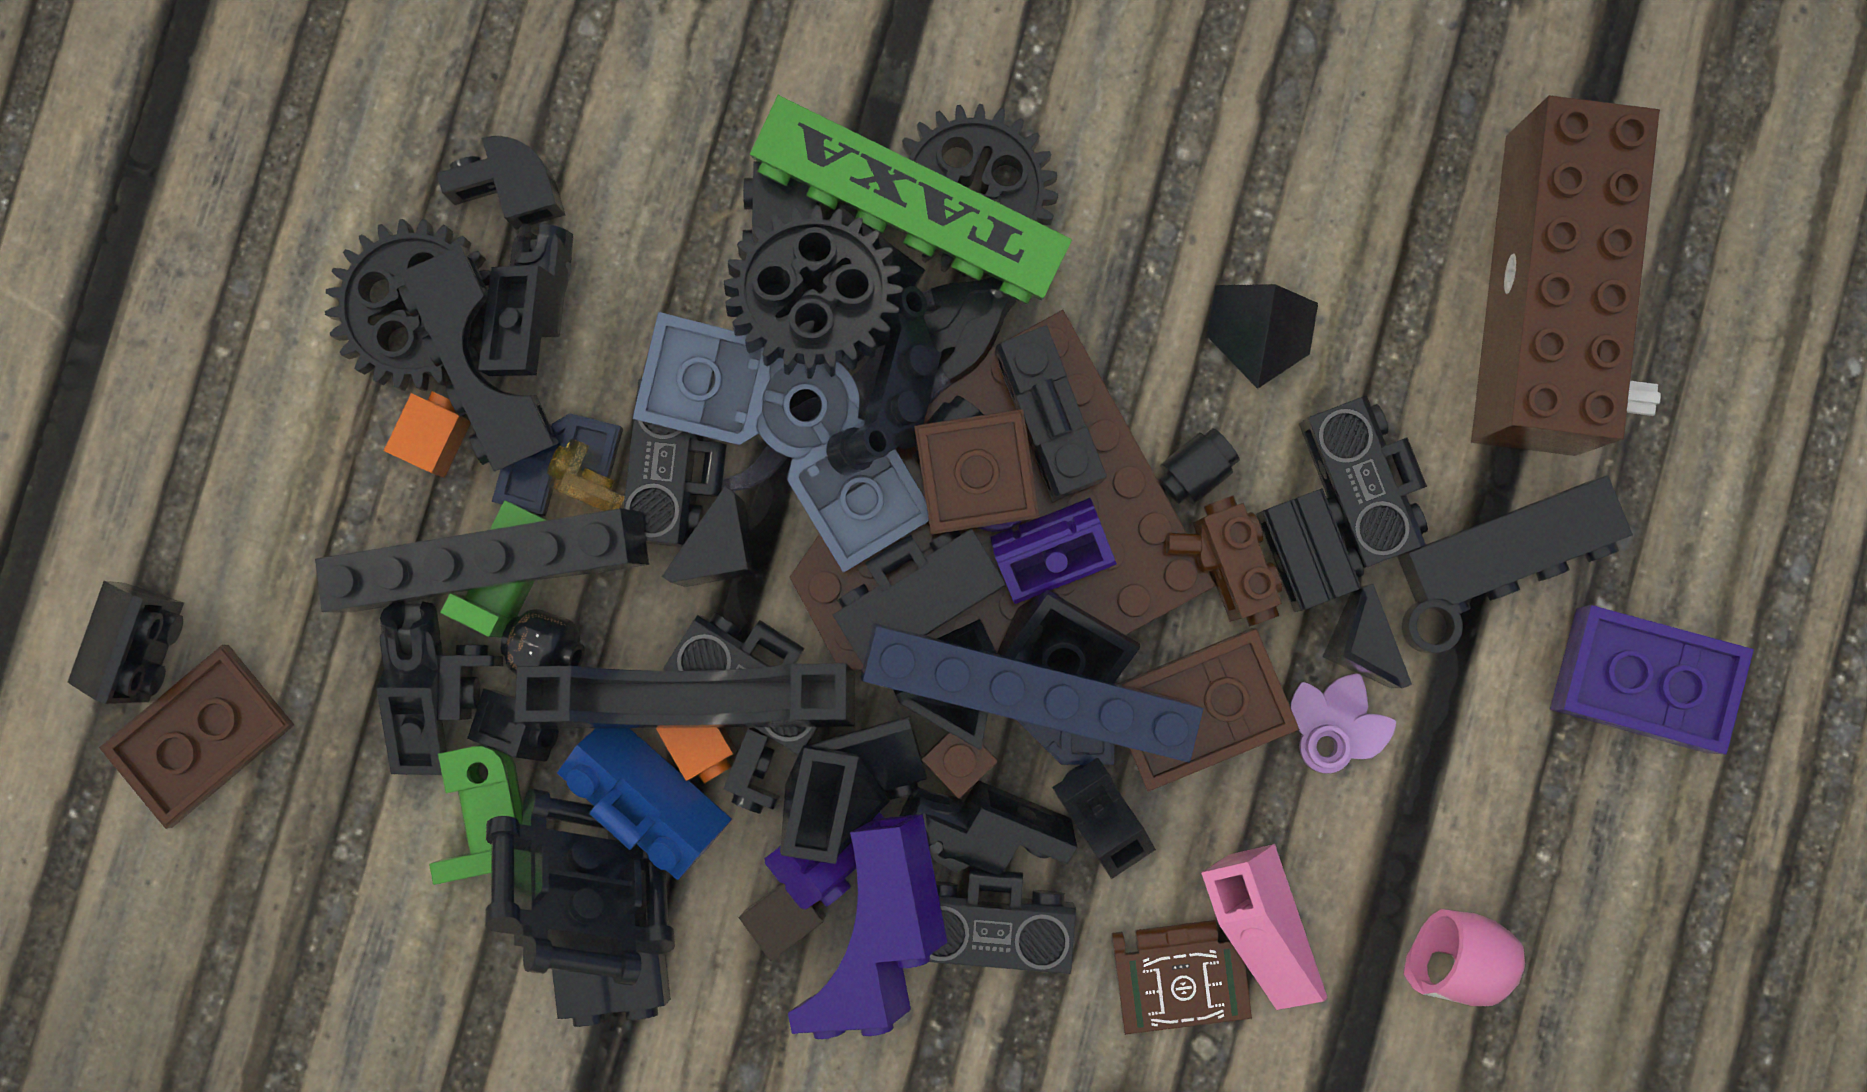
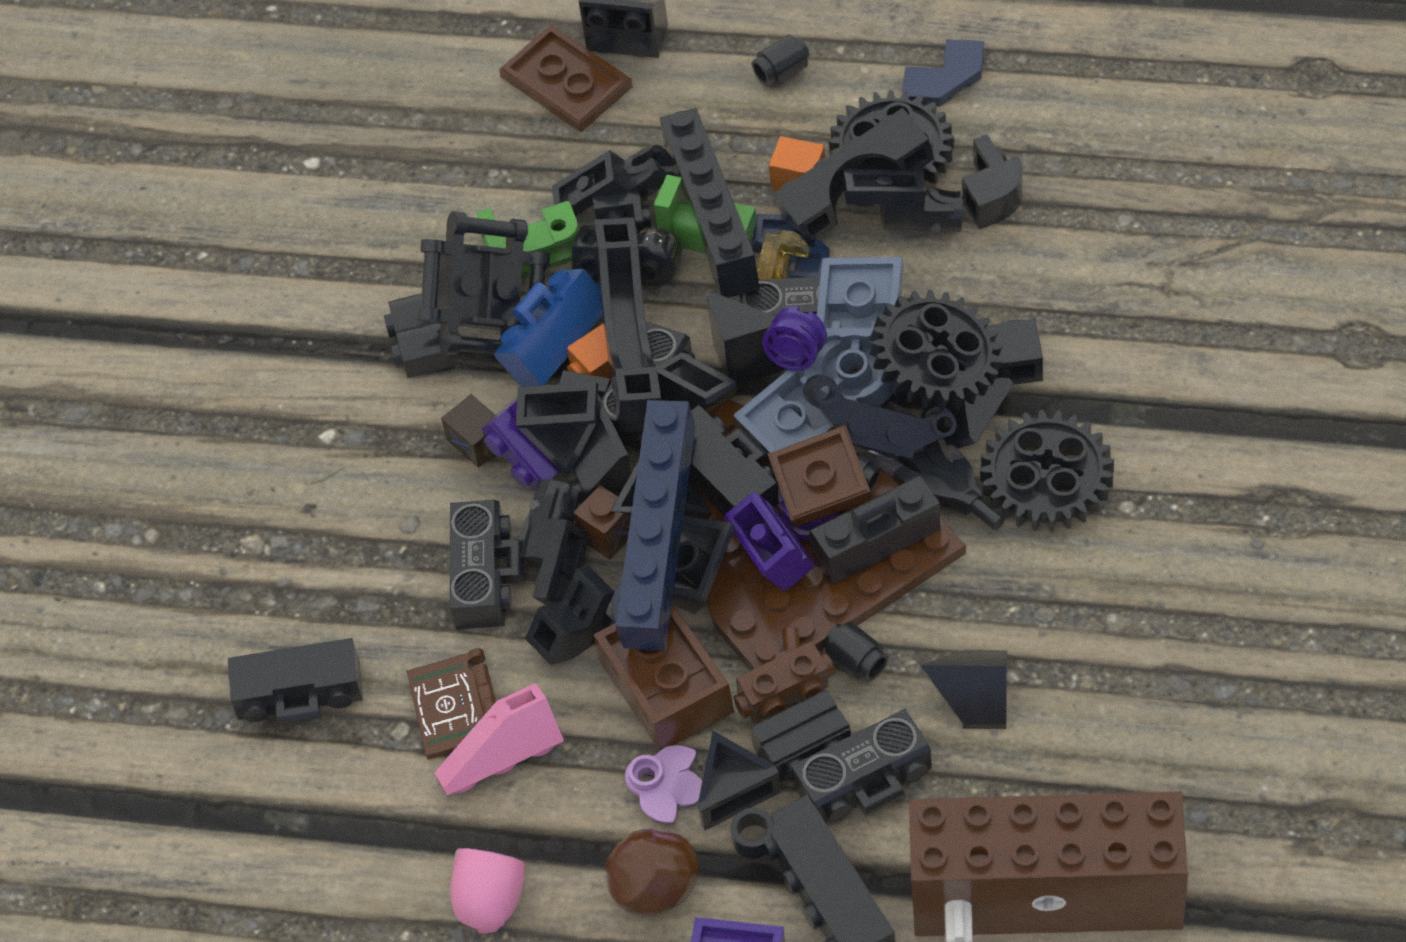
camera: 85 degrees right, 30 degrees down
(236, 433) = (780, 60): none -> black brick
(316, 231) = (961, 67): none -> dark blue tile
(768, 472) = (795, 339): none -> dark purple wheel
(780, 612) = (694, 382): none -> black slope
(893, 930) = (471, 476): dark purple arch -> none
(909, 199) = (1020, 412): bright green brick -> none
(1478, 755) = (651, 872): none -> reddish brown piece

